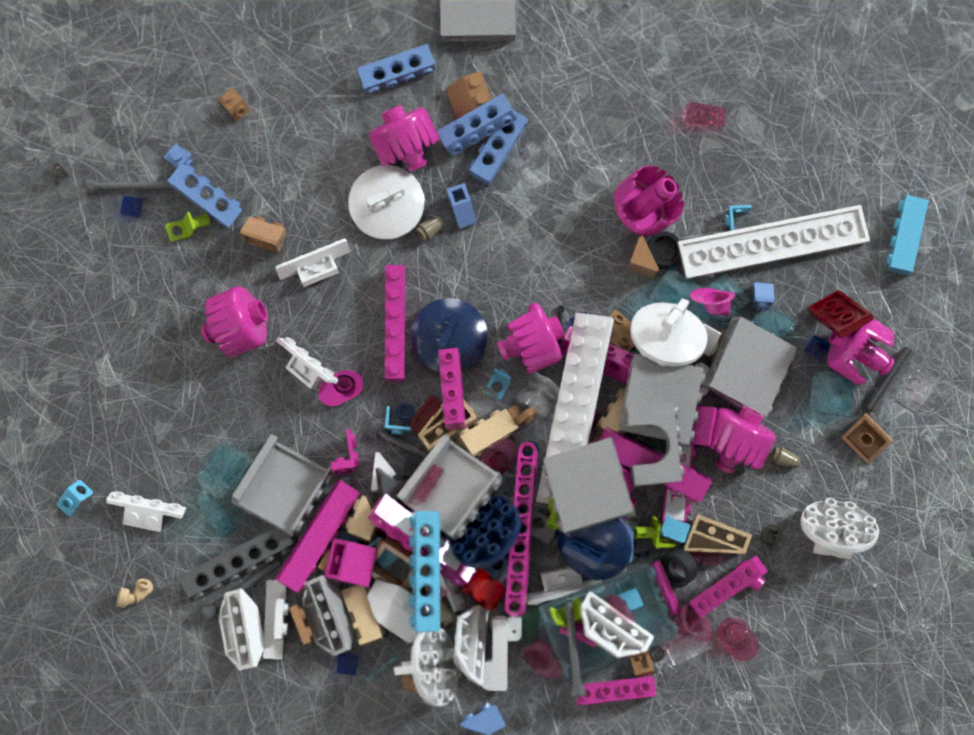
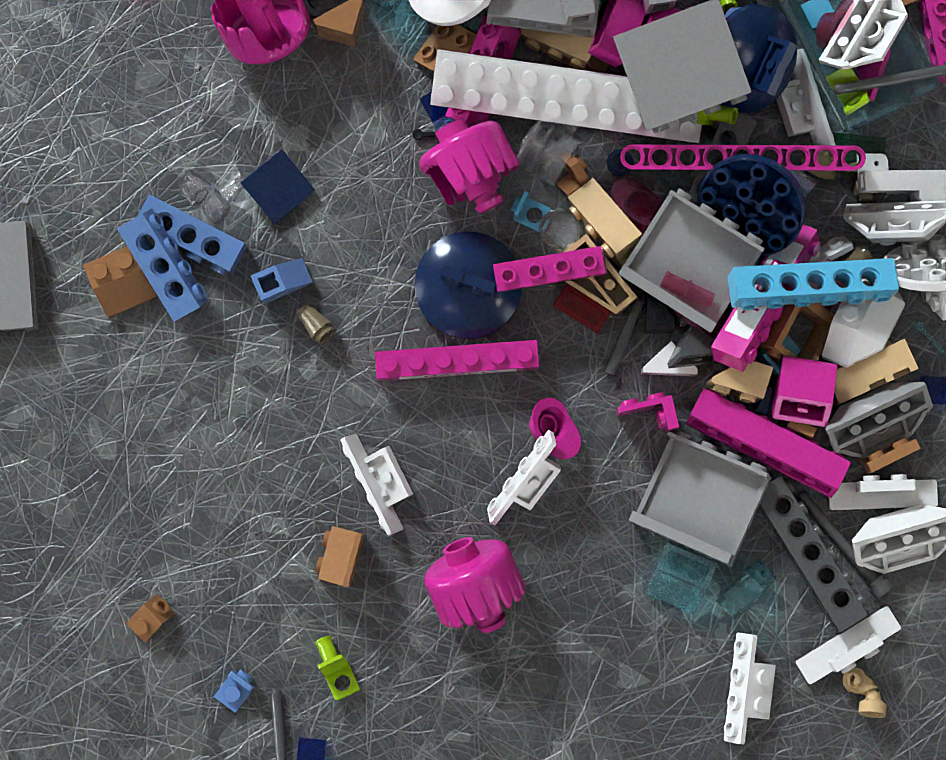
camera: 90 degrees left, 5 degrees up
(170, 589) = (849, 646): none -> white bracket
(224, 217) = (273, 685): medium blue brick -> none
(386, 202) = (281, 387): white bracket -> none
(396, 430) = (607, 348): medium azure bracket -> none
(402, 60) = (62, 353): medium blue brick -> none
(403, 135) = (186, 366): dark pink piece -> none
(405, 412) = (580, 337): dark blue plate -> none
(484, 590) = (825, 206): red brick -> none
(529, 208) = (277, 186): none -> dark blue tile
(541, 659) = (906, 126): clear pink piece -> none

